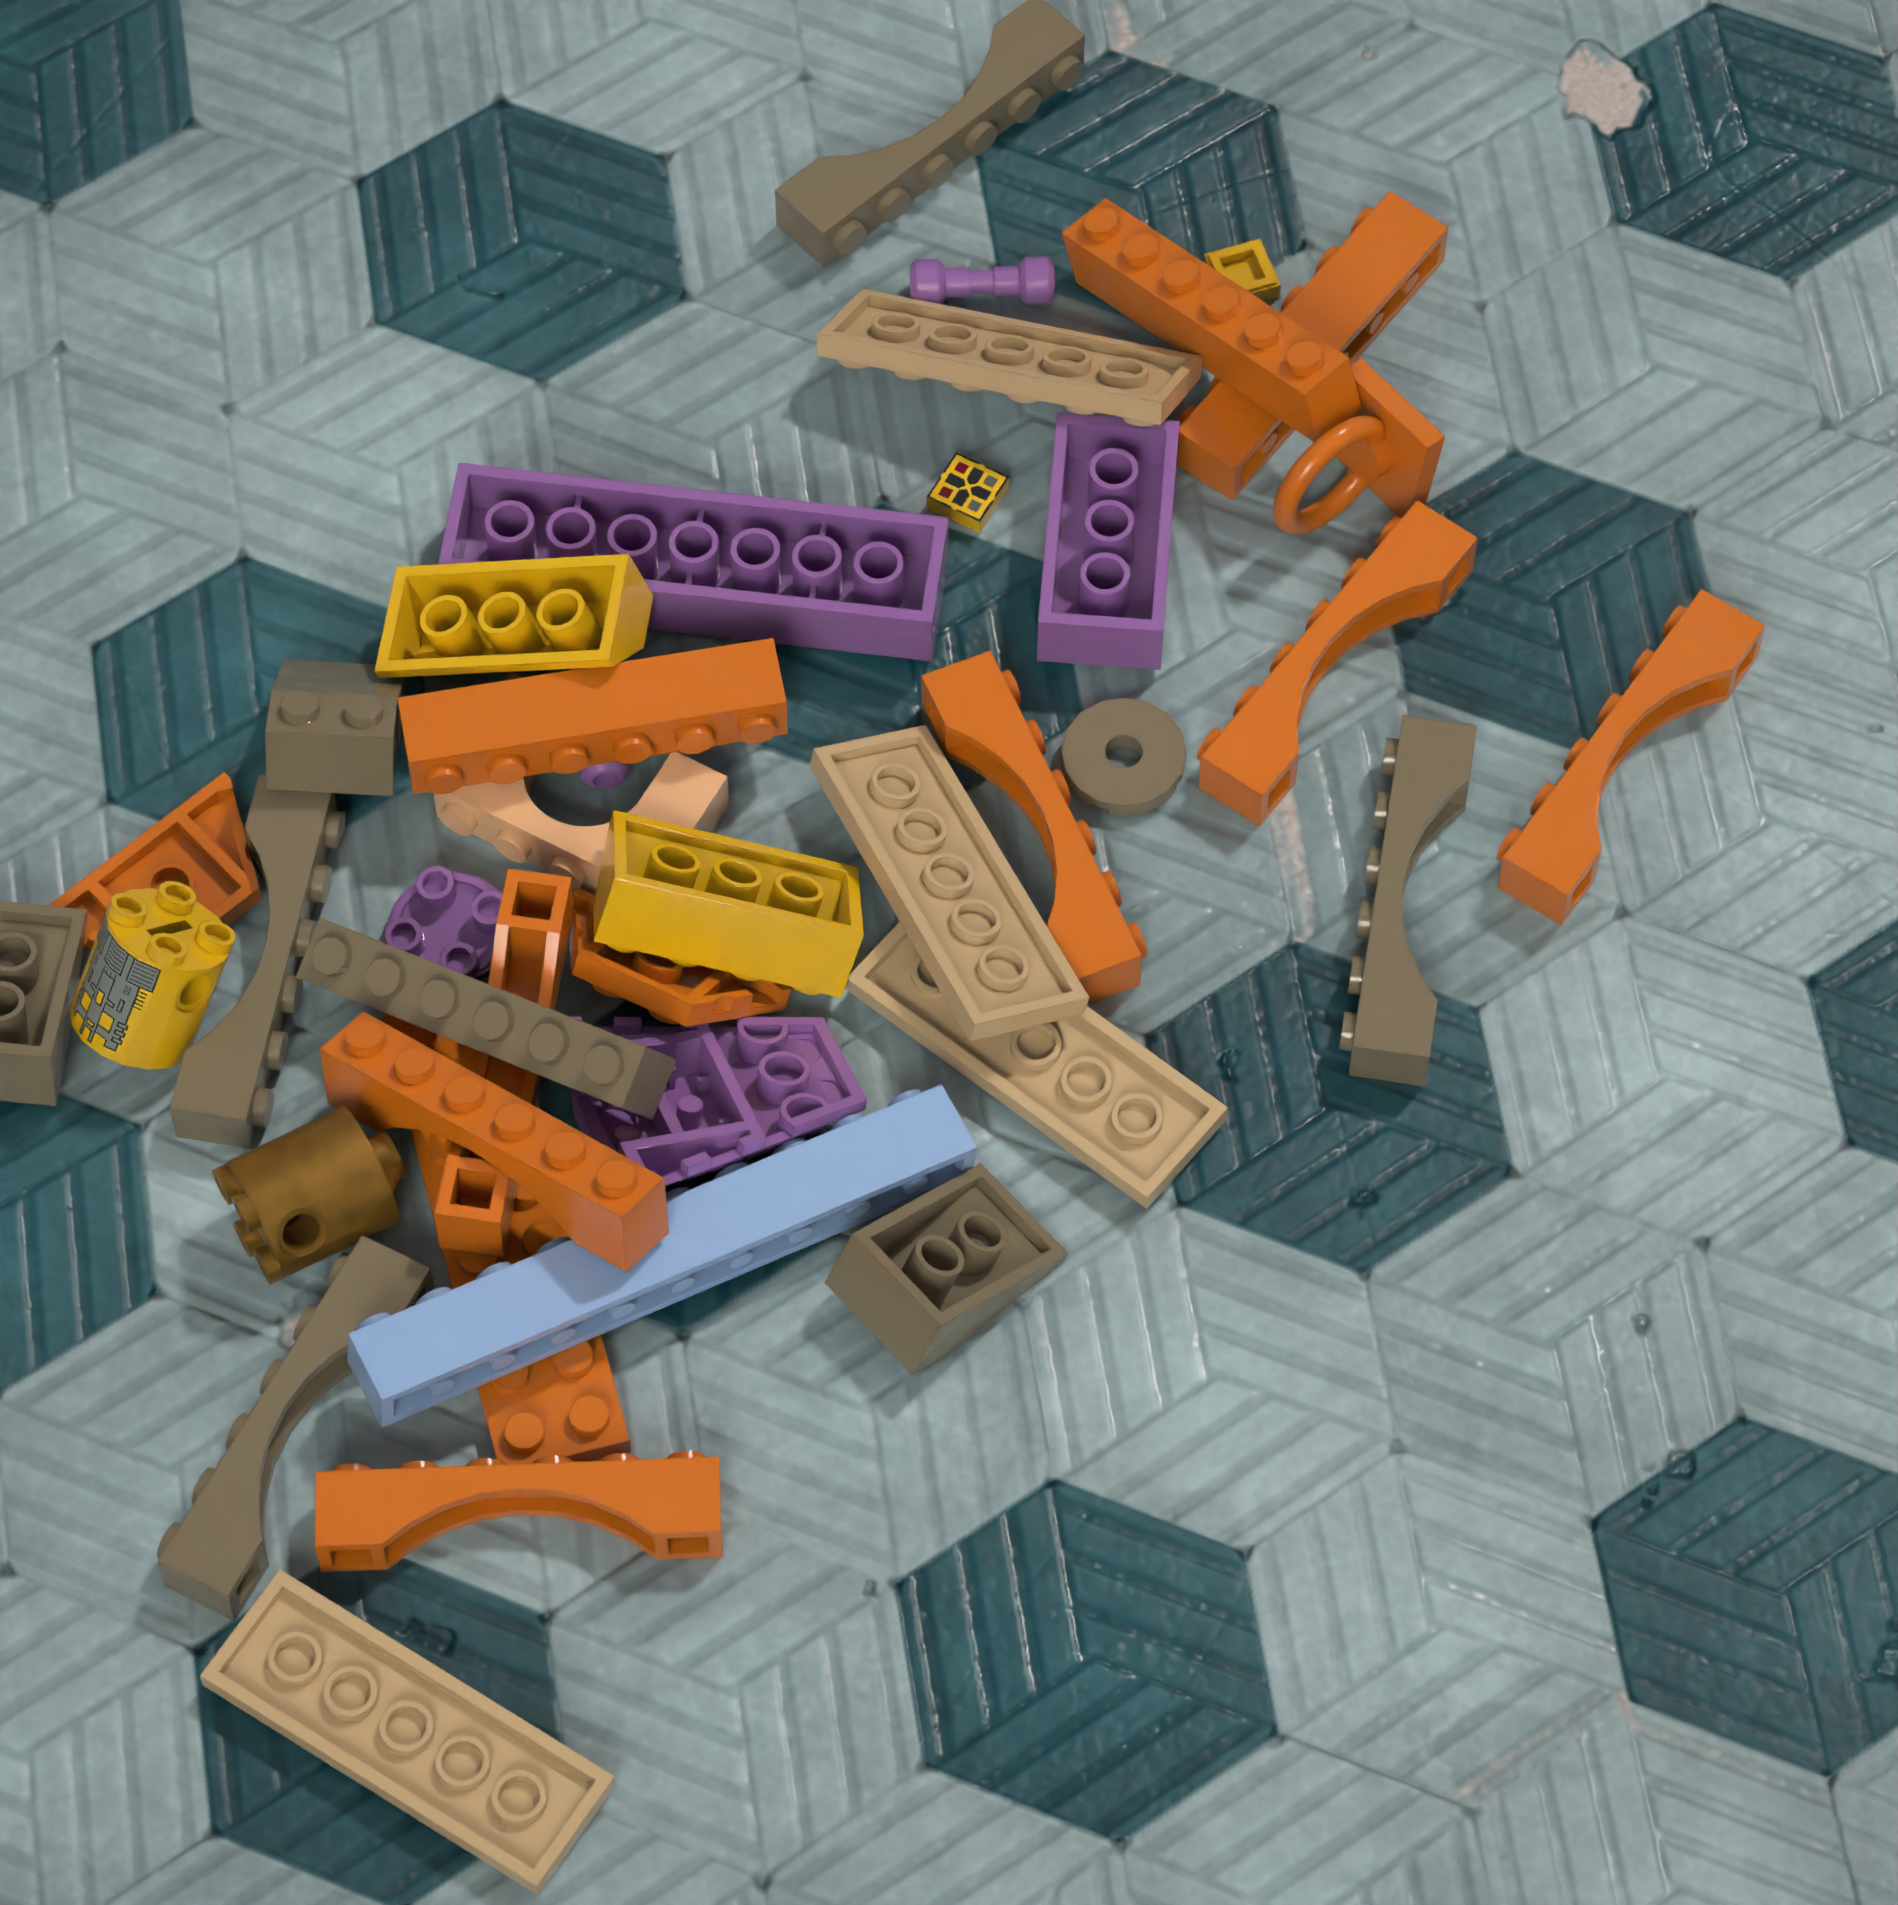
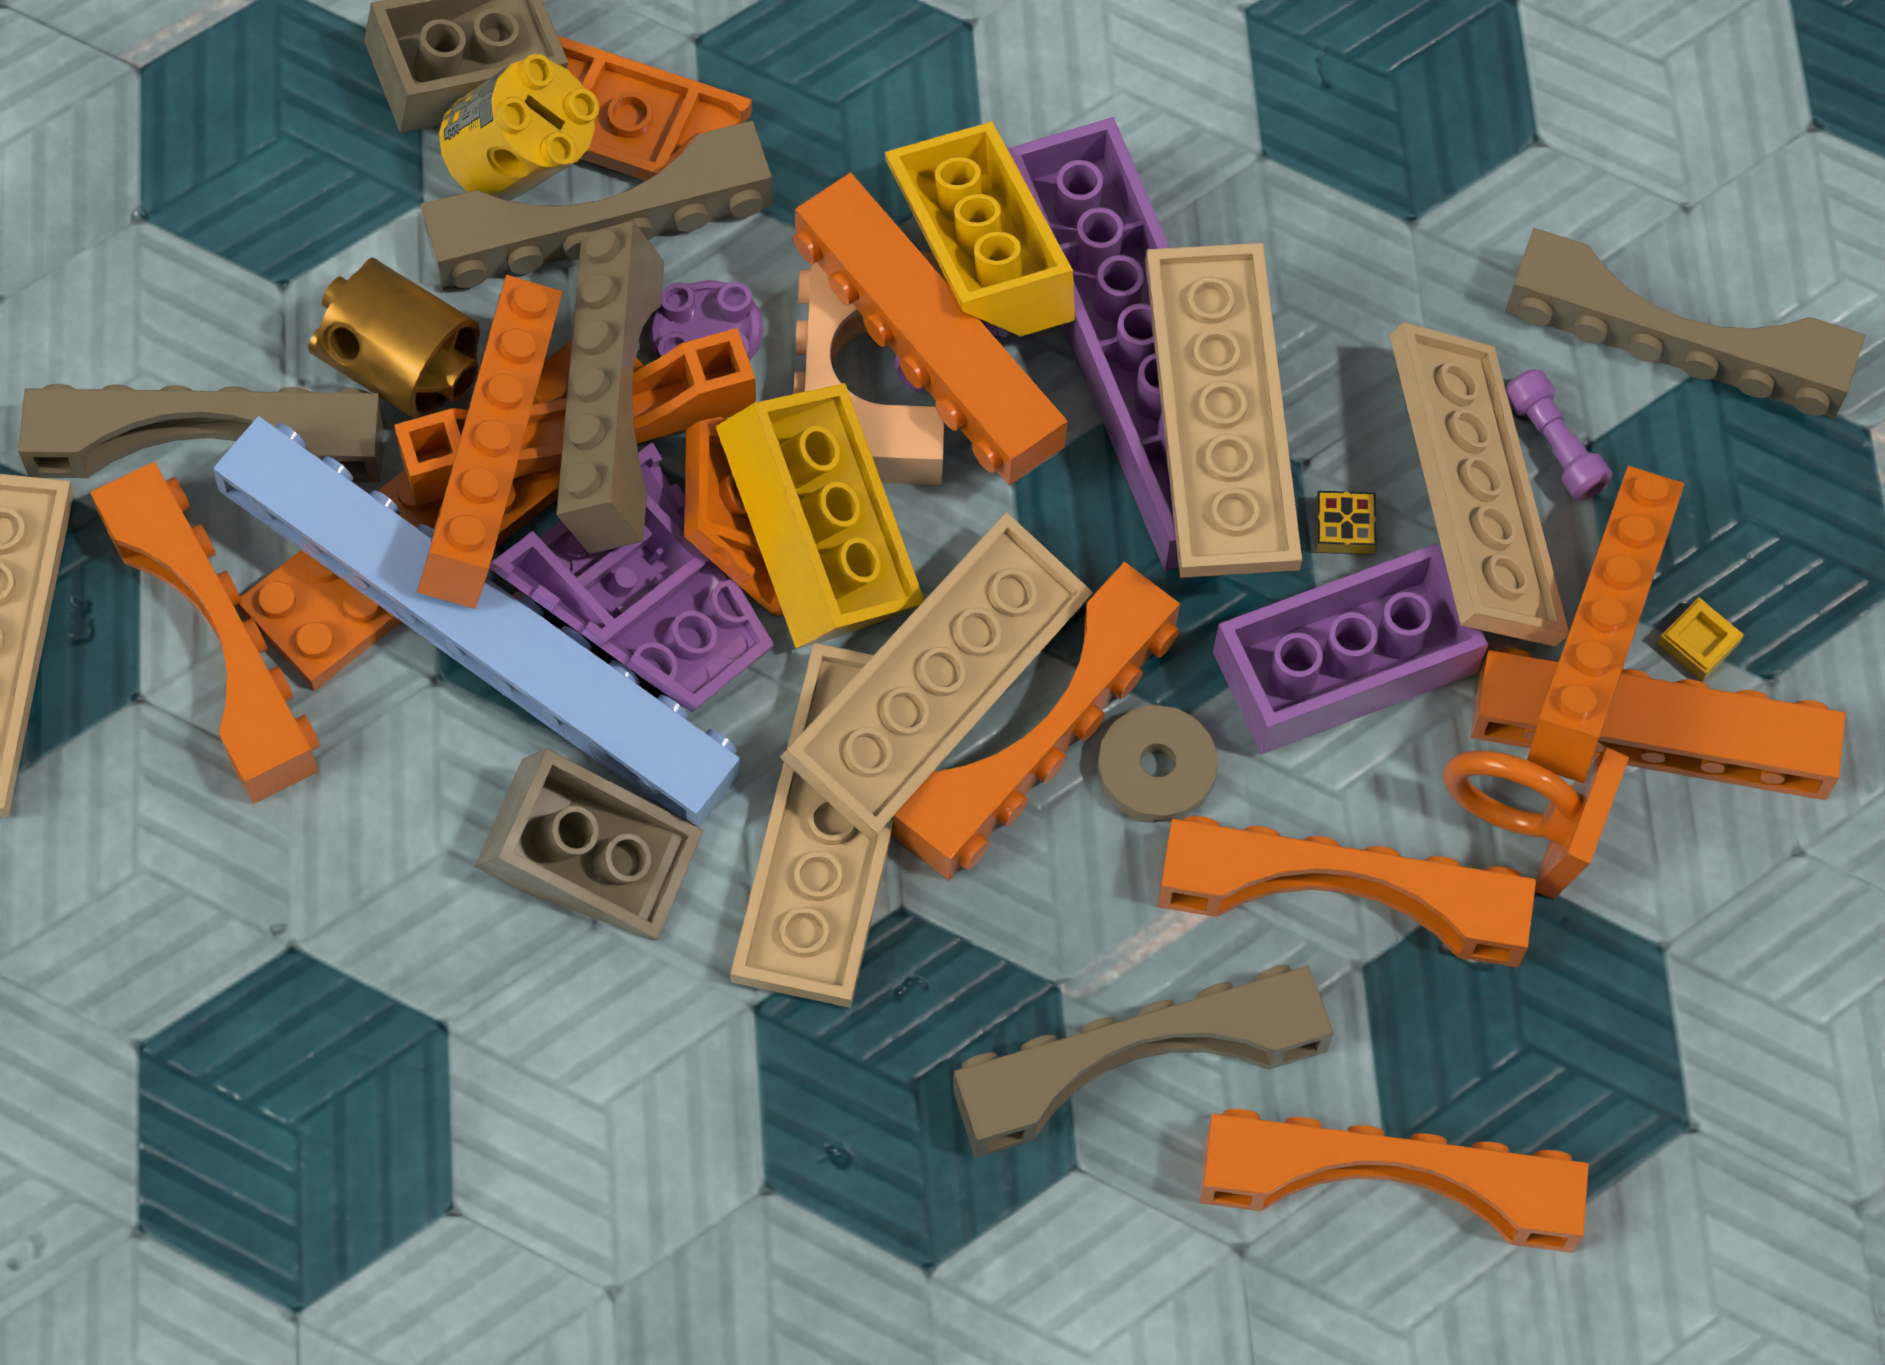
camera: 60 degrees right, 5 degrees up
(333, 729) = (816, 135): dark tan slope -> none
(830, 510) = (1222, 410): none -> tan plate

